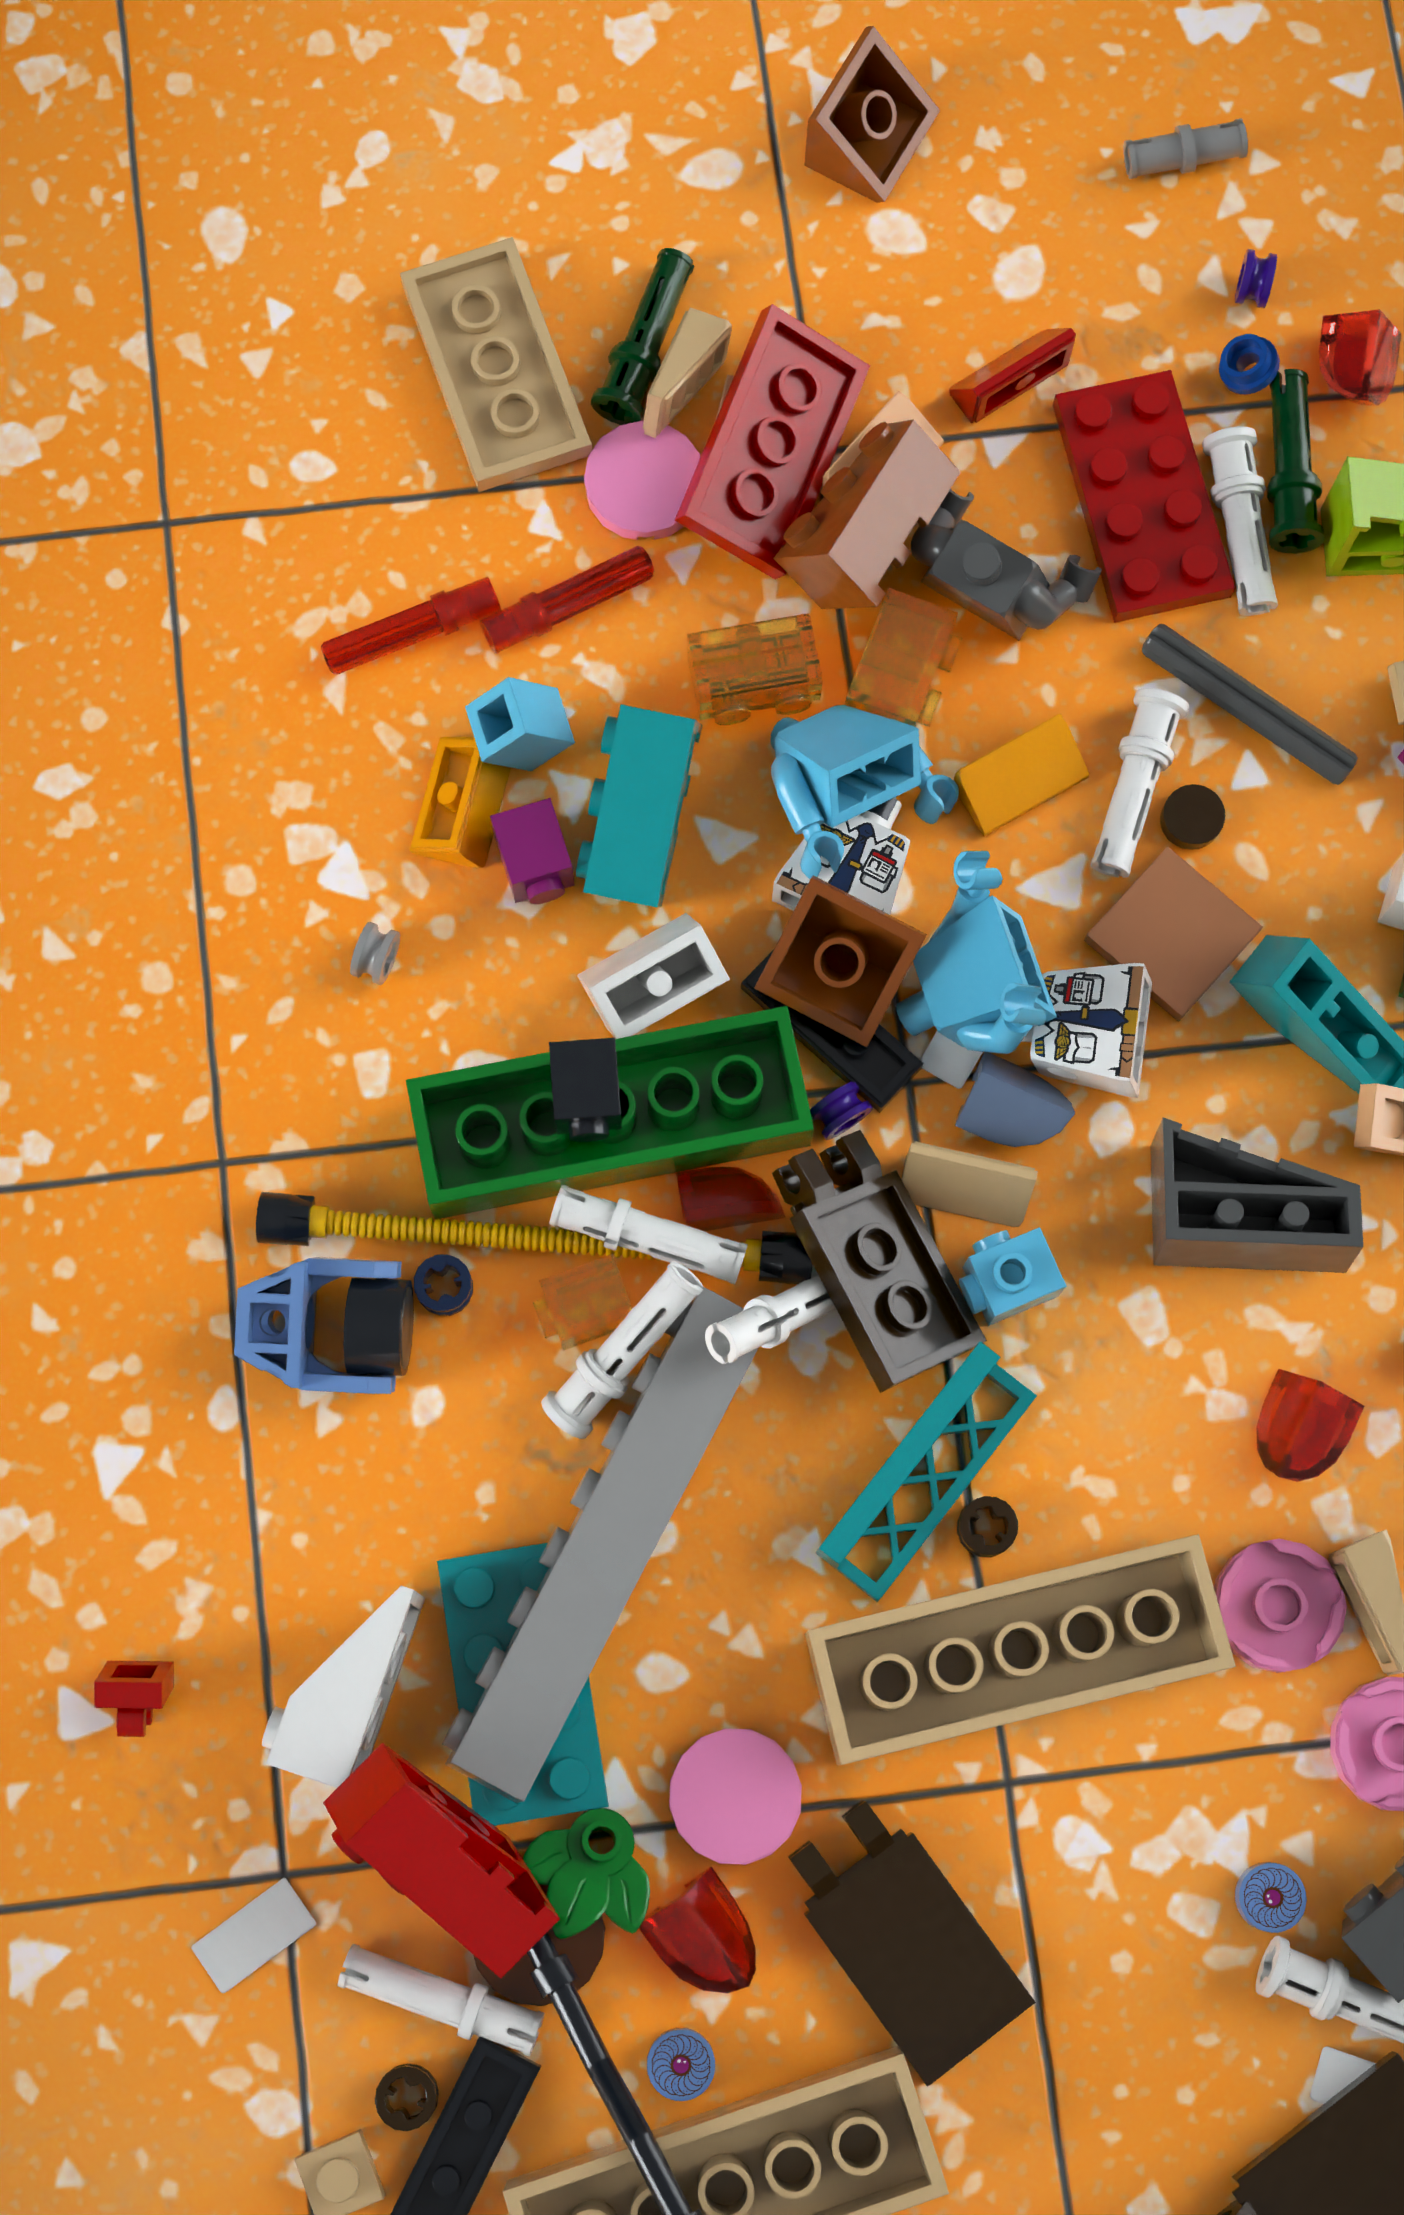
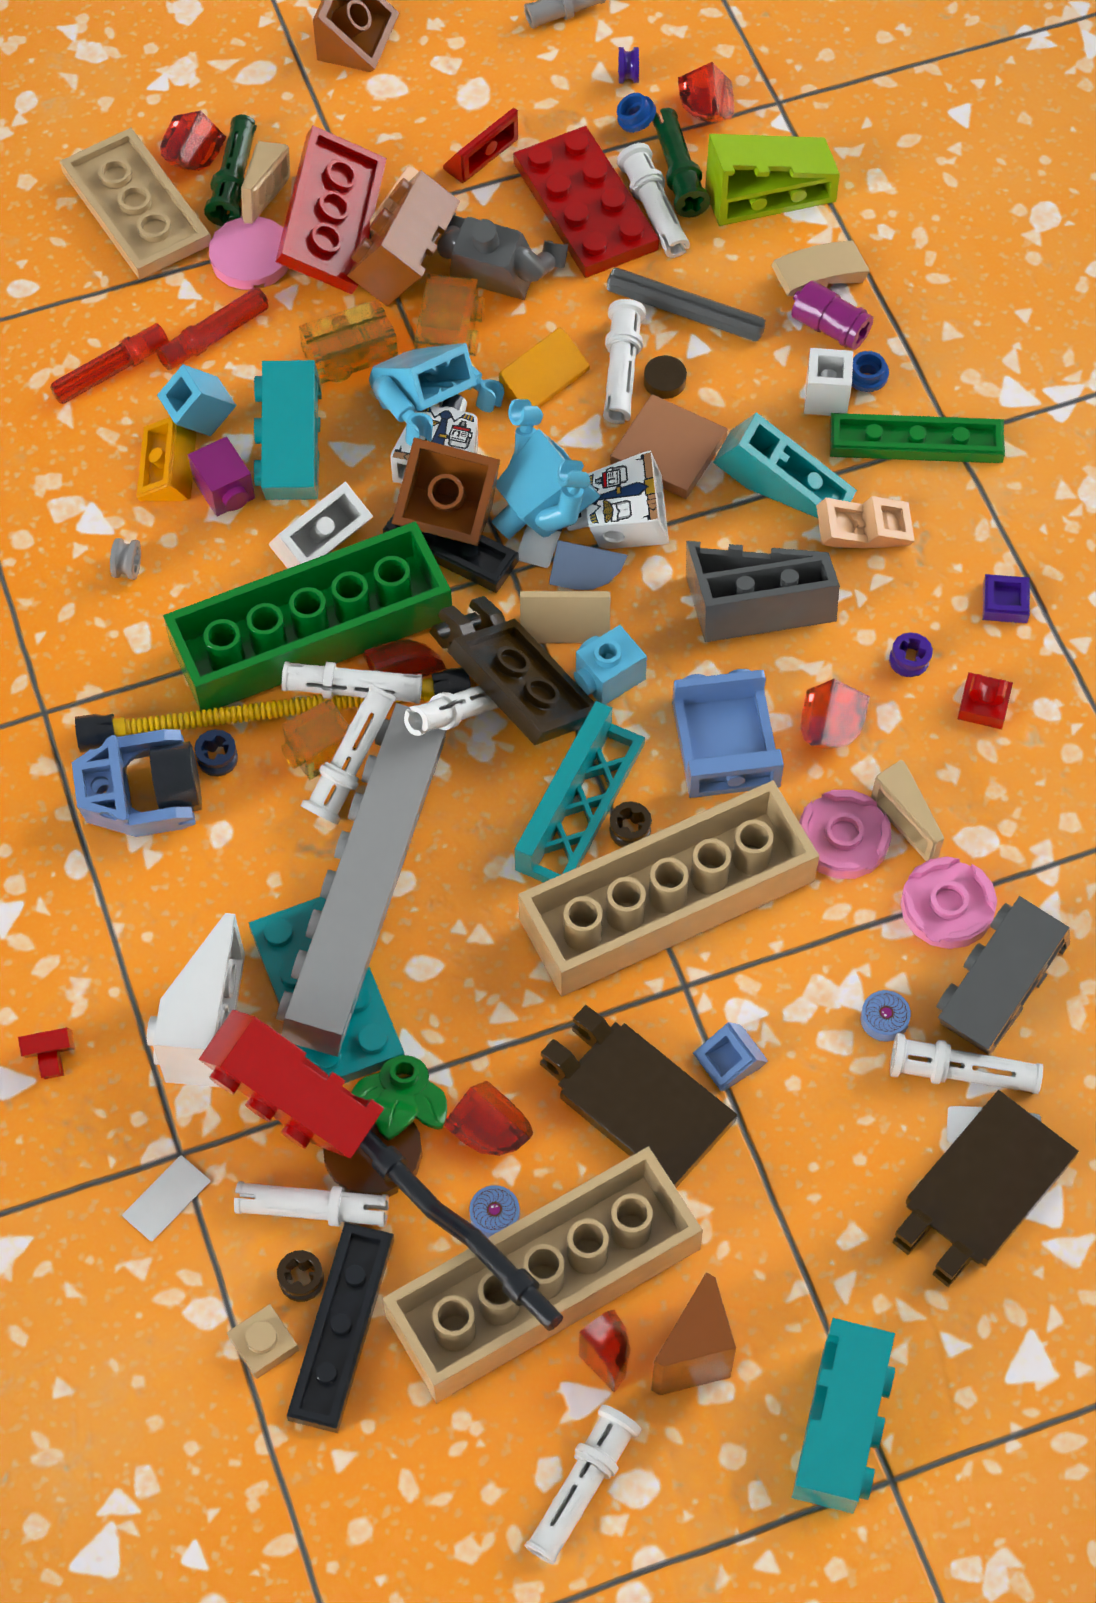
camera: 10 degrees left, 15 degrees down
(585, 1088) = (288, 587): black brick -> none
(593, 278) = (191, 141): none -> clear red brick
(735, 1796) = (493, 1030): bright pink tile -> none
(840, 1110) = (468, 587): dark purple bush -> none
(1046, 1907) = (730, 1056): none -> medium blue slope
(1150, 1417) = (725, 733): none -> medium blue panel

